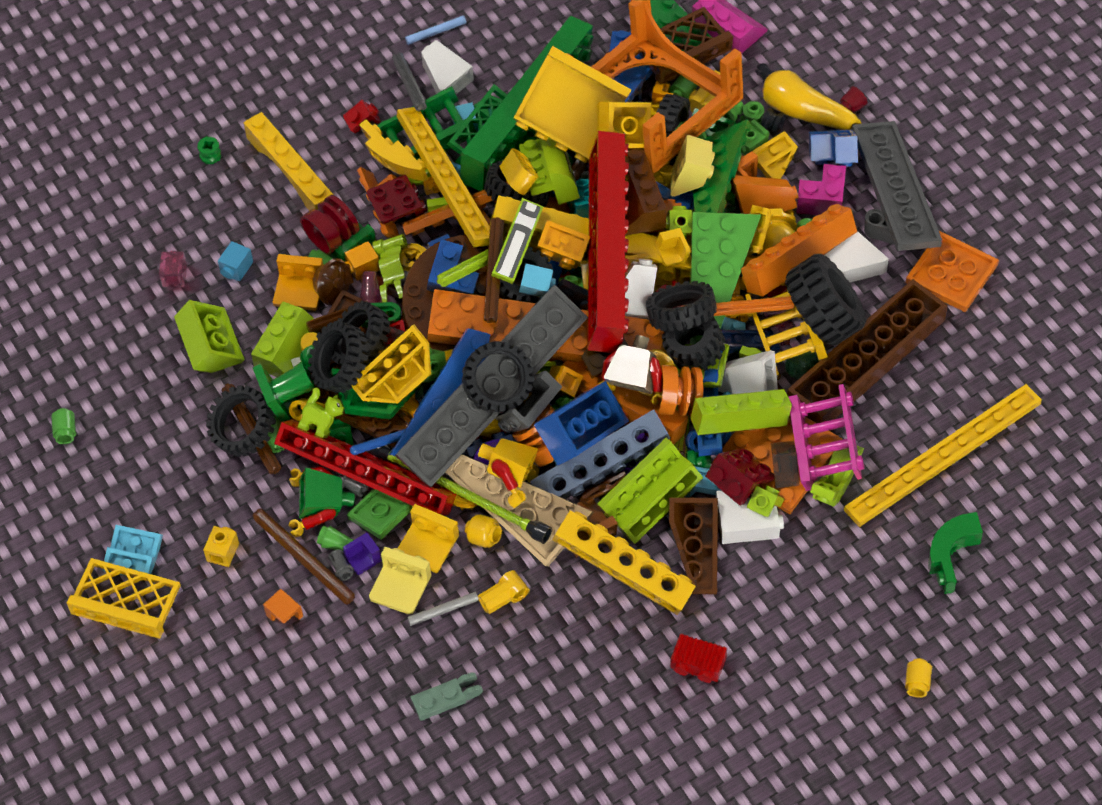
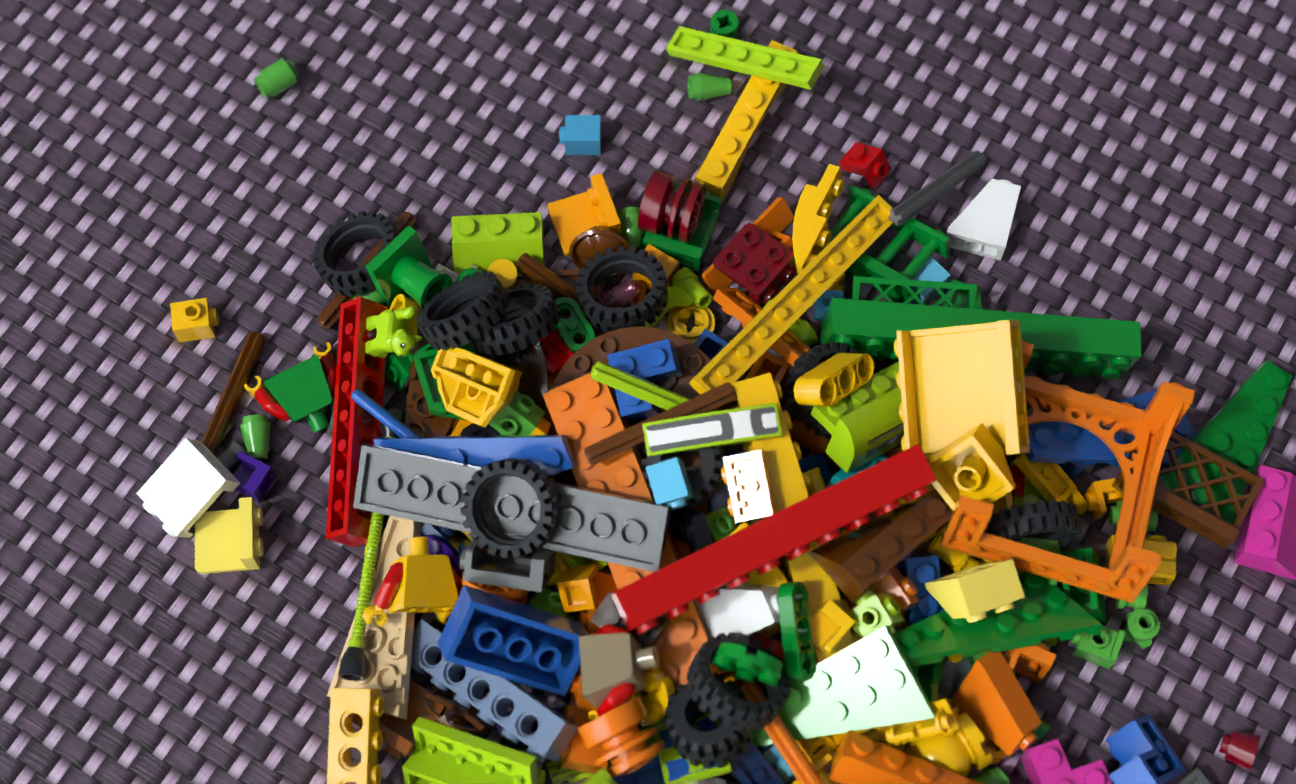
camera: 60 degrees right, 10 degrees up
(112, 613) = (59, 252): yellow fence -> none
(133, 549) = (149, 233): medium azure slope -> none
(173, 269) = (535, 76): clear pink brick -> none
(208, 337) = (465, 162): lime slope -> none
(246, 178) = (707, 86): none -> bright green cone
(247, 140) = (745, 57): none -> lime plate
(282, 607) = (137, 427): orange panel -> none
(351, 590) = (186, 487): none -> white panel
(361, 257) = (615, 263): none -> black tyre
(379, 513) = (307, 467): bright green plate -> none
(430, 536) = (297, 541): yellow bracket -> none
(435, 30) = (1047, 179): light blue bar -> none
(442, 609) = (220, 605): light grey bar -> none
(445, 696) = (100, 664): sand green hinge -> none
(483, 531) = (338, 598): yellow head -> none
(508, 589) = (272, 667): yellow piece -> none
(667, 261) = (796, 631): none -> green beam
(674, 291) = (747, 664): none -> green plate
(773, 121) = (1144, 657): black wheel -> none
(776, 155) = (1089, 687): yellow wing -> none
(795, 98) = (1191, 675): yellow animal -> none

